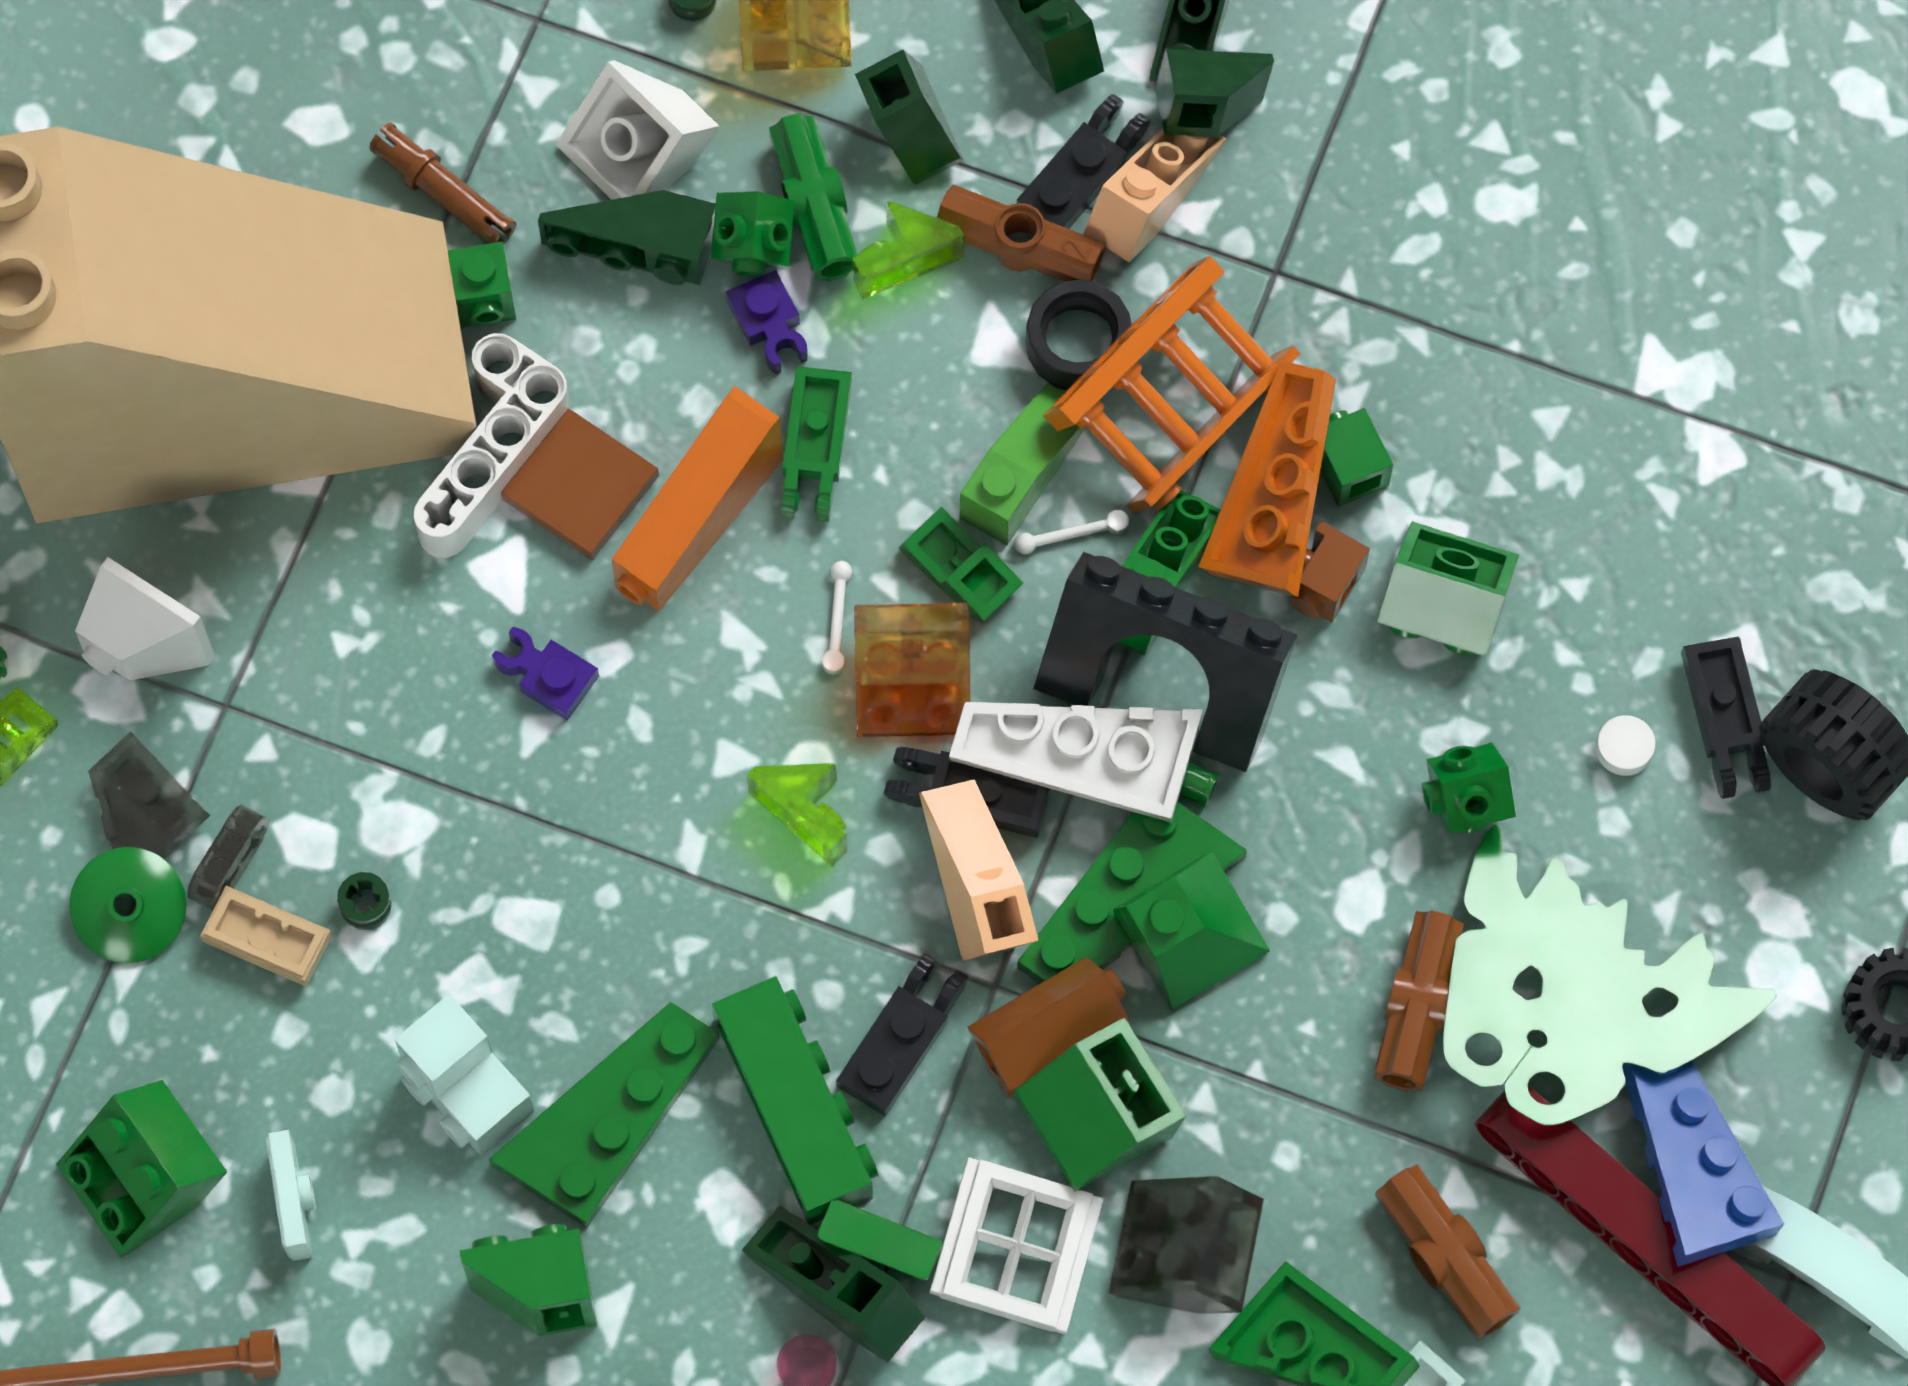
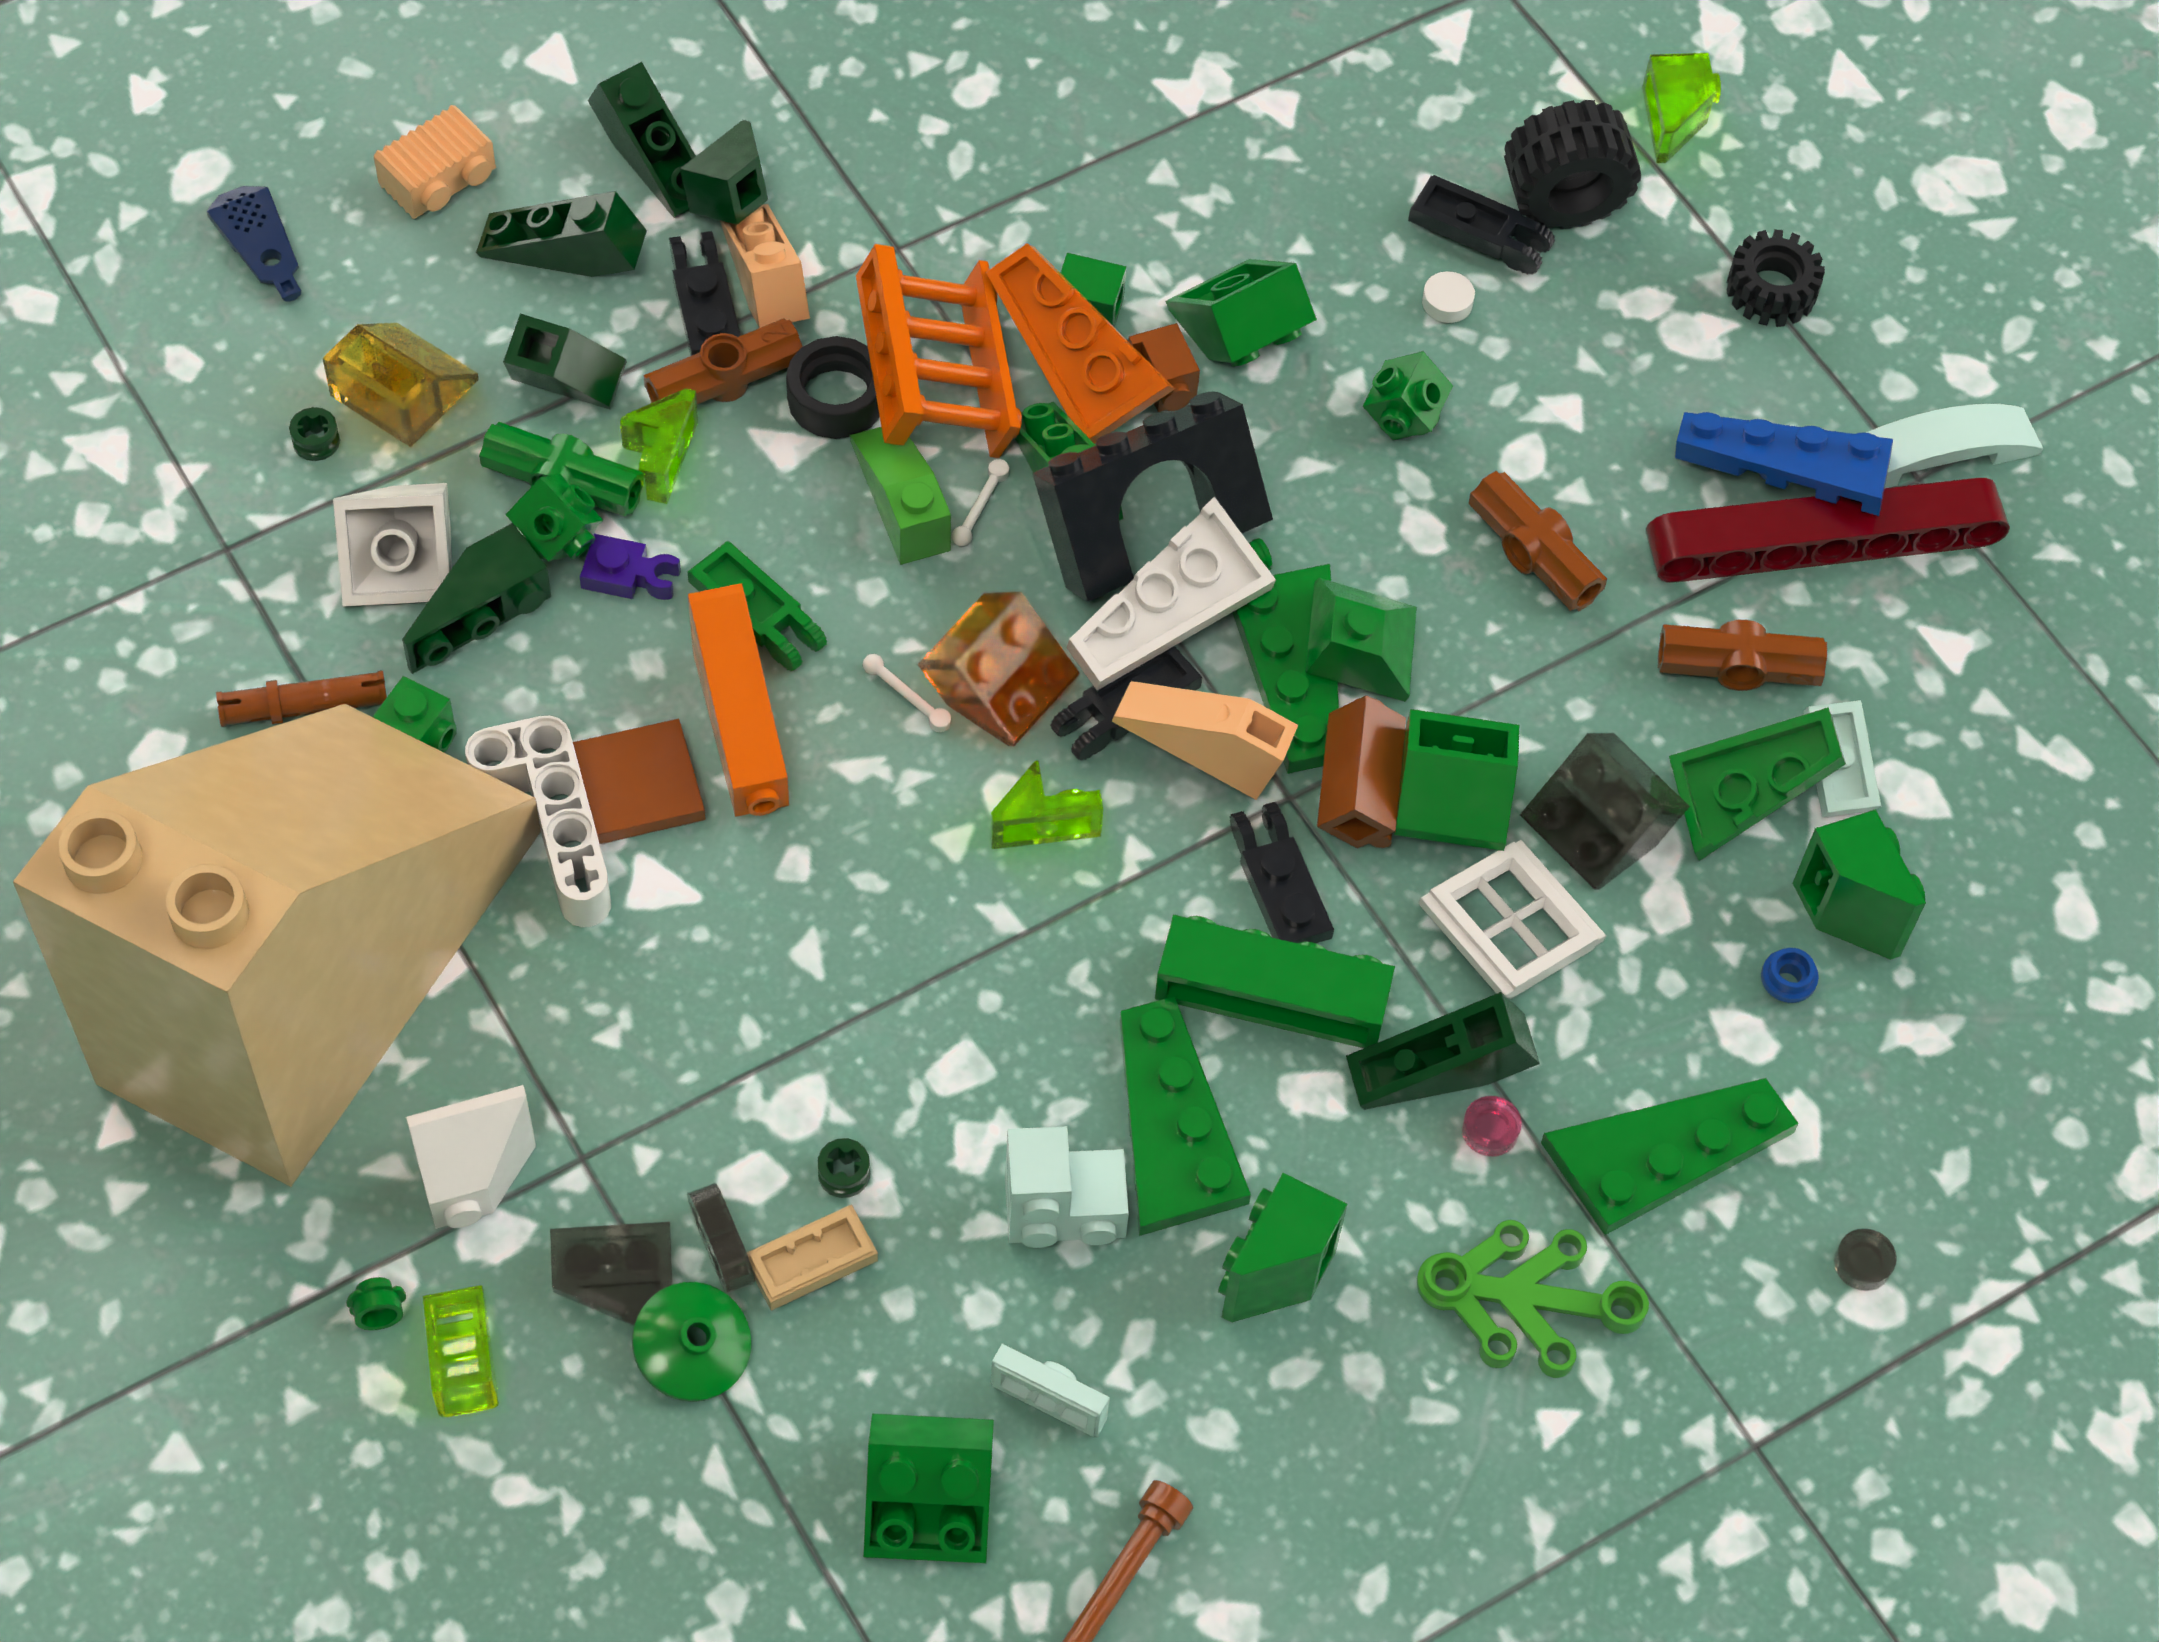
camera: 55 degrees left, 10 degrees down
(551, 677) = (776, 907): dark purple plate -> none
(880, 1240) = (1440, 996): green slope -> none
(960, 565) = (941, 587): green slope -> none
(1588, 991) = (1619, 433): piece -> none

